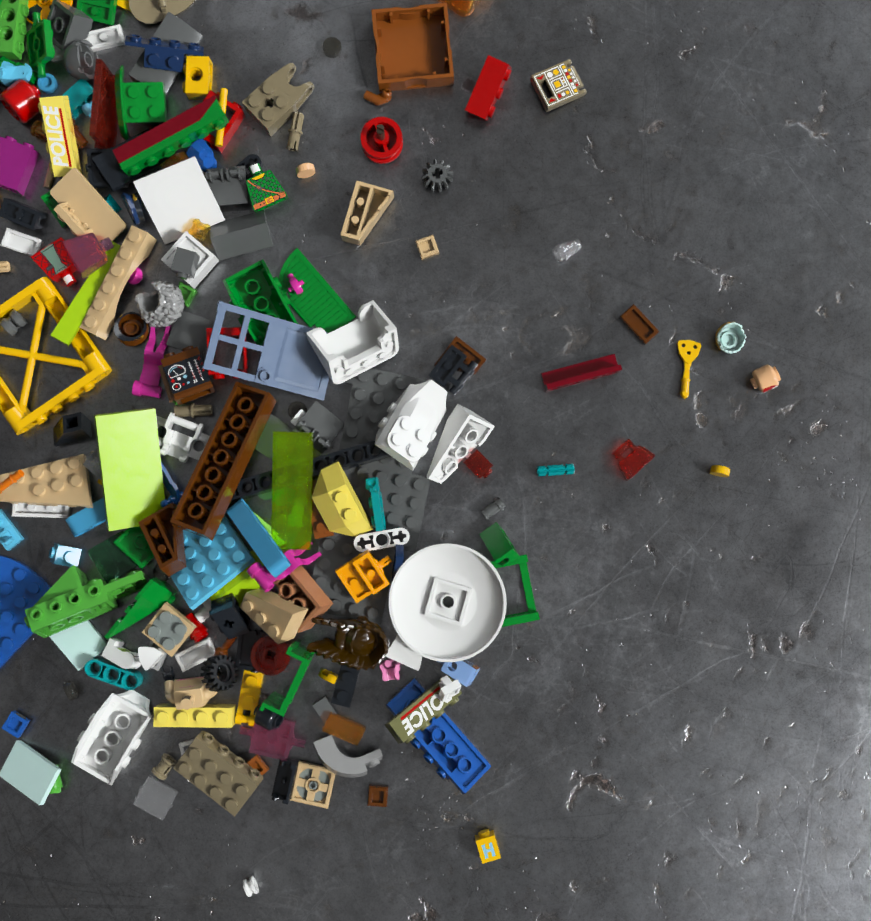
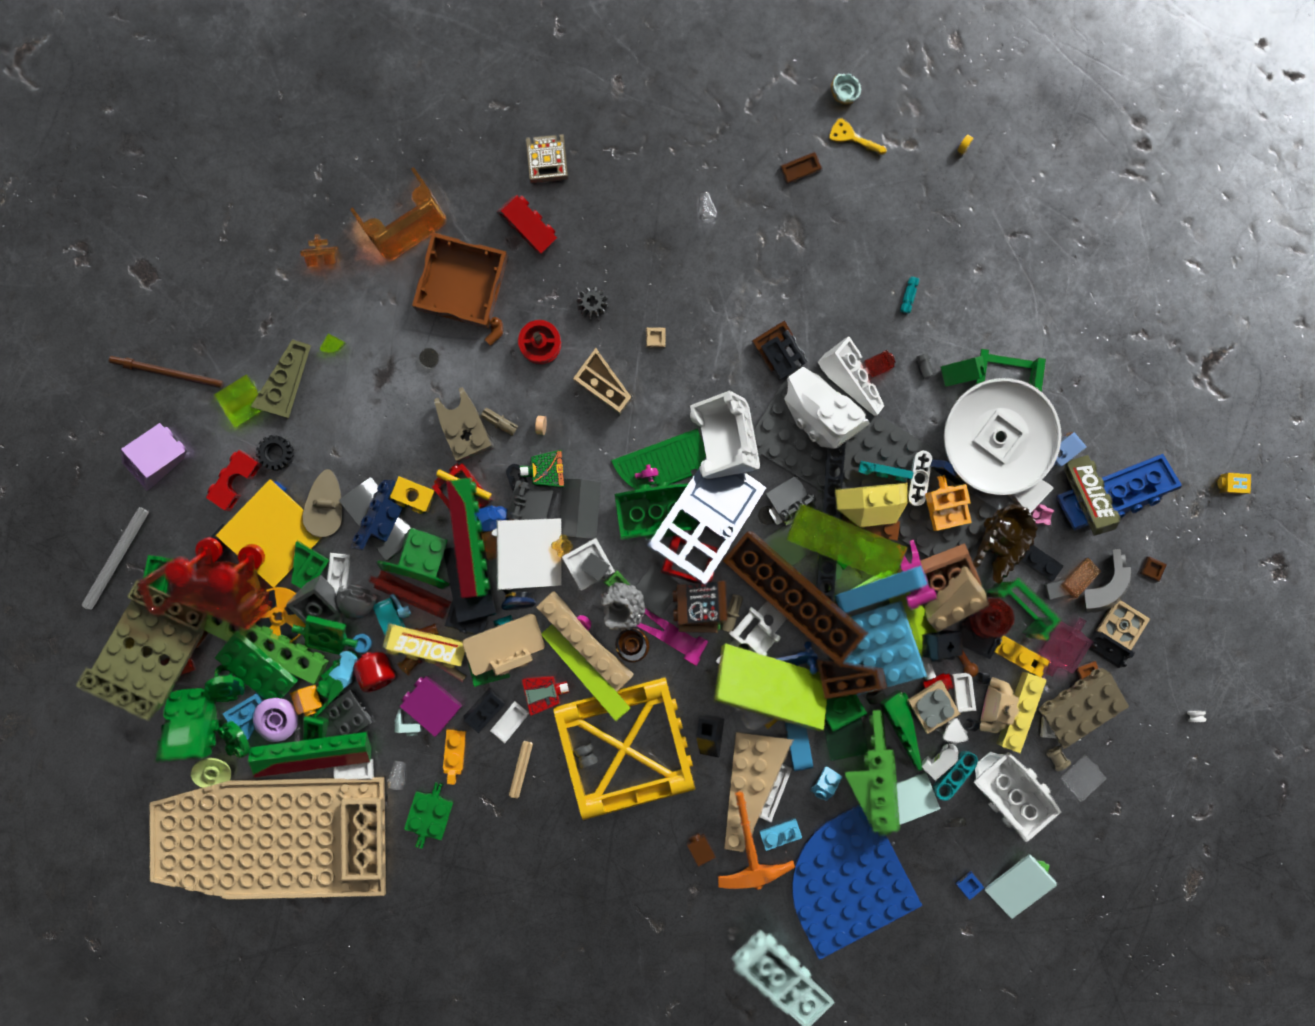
camera: 80 degrees left, 0 degrees up
(87, 253) = (548, 658): clear pink torso -> none
(210, 673) = (991, 673): black tyre -> none
(267, 719) = (1049, 646): black head -> none
(328, 675) = (1028, 573): yellow tile -> none
(448, 688) = (1081, 464): white tile -> none
(580, 372) = (827, 238): dark red fence -> none
(634, 461) = (928, 219): clear red piece -> none
(765, 378) = (894, 71): light nougat head -> none

